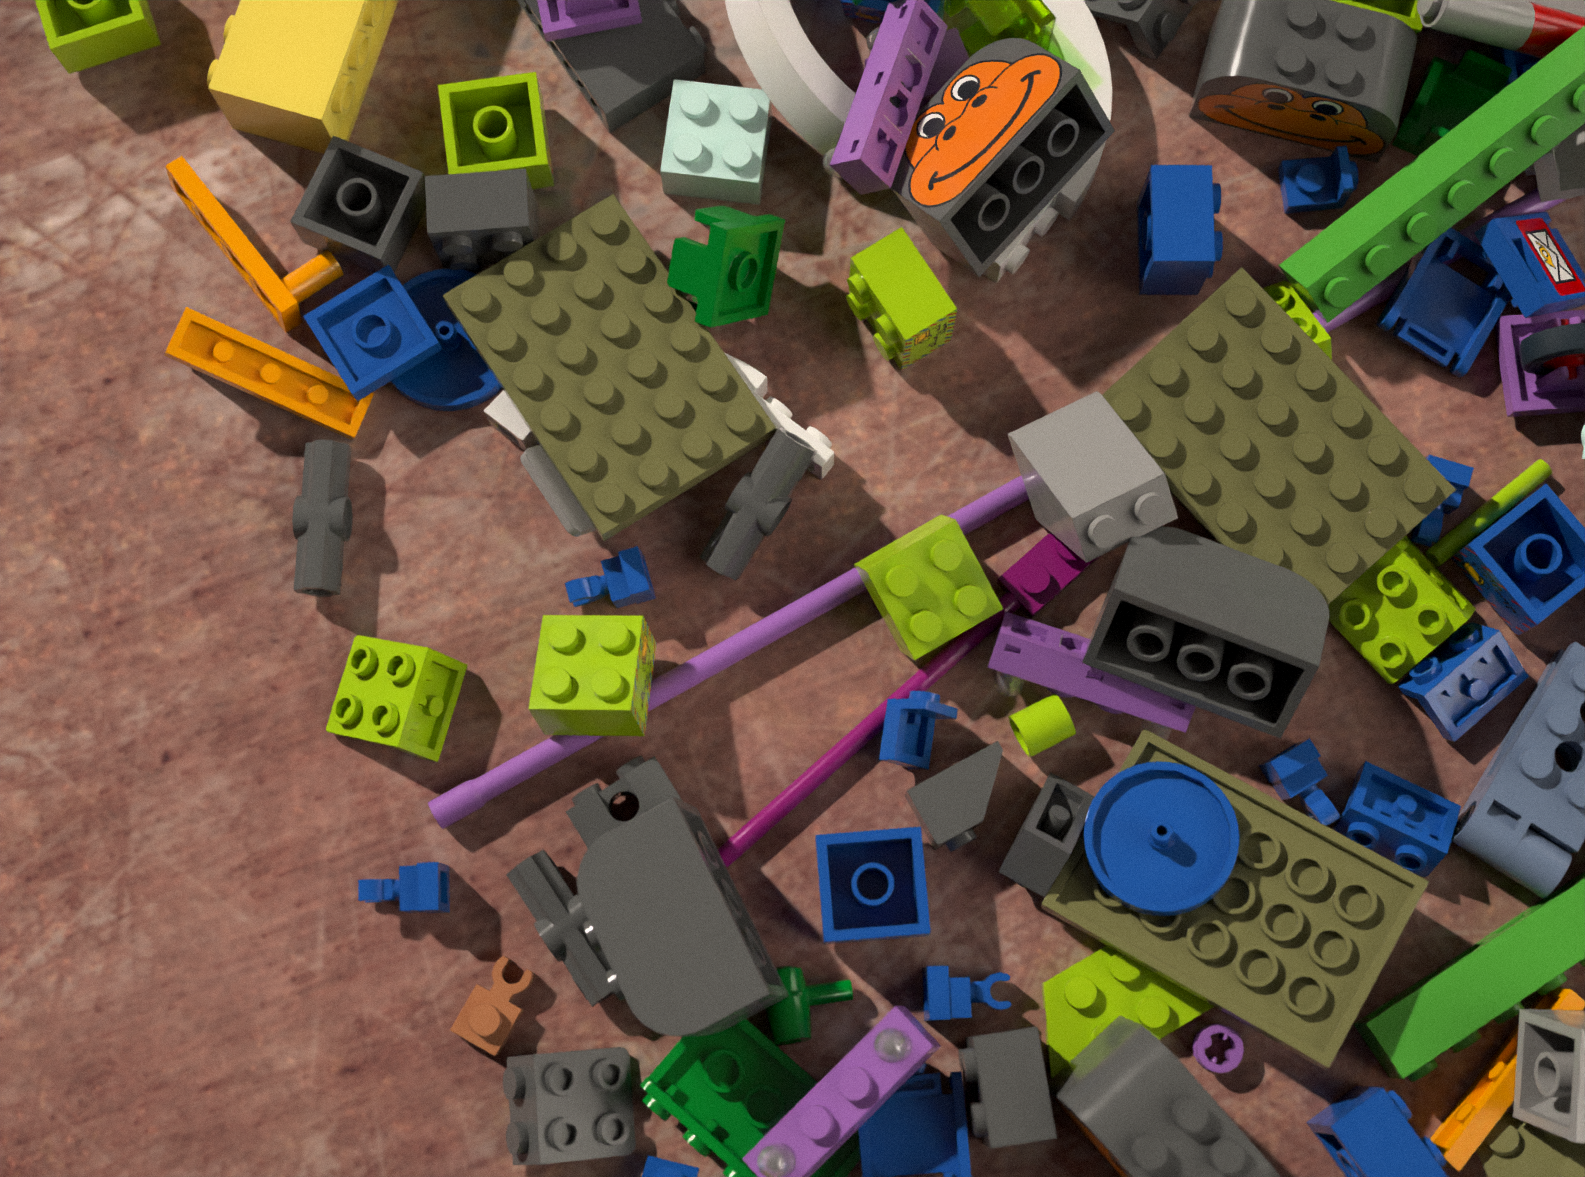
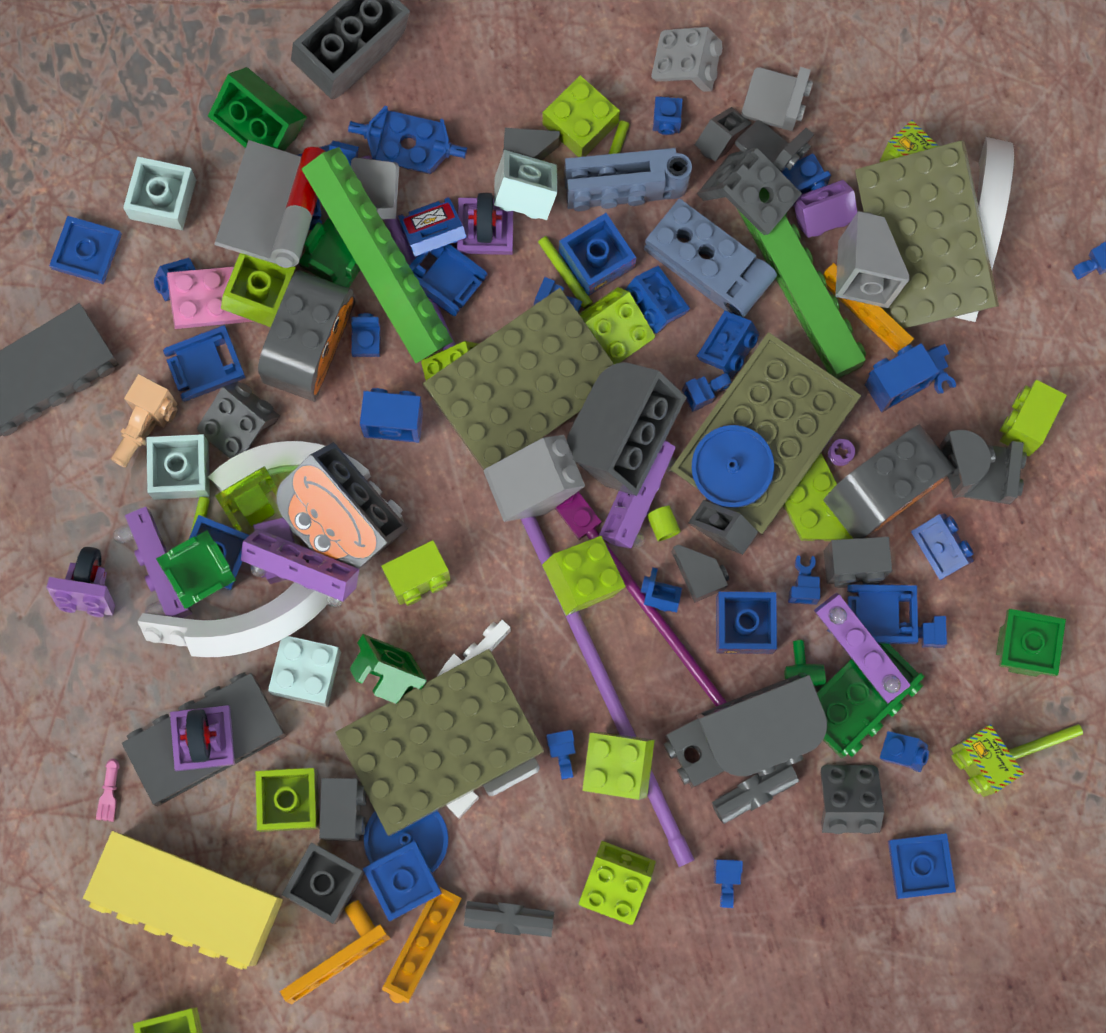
camera: 90 degrees left, 0 degrees up
(490, 1014) = (798, 840): nougat plate -> none
(758, 504) = (528, 664): dark grey piece -> none

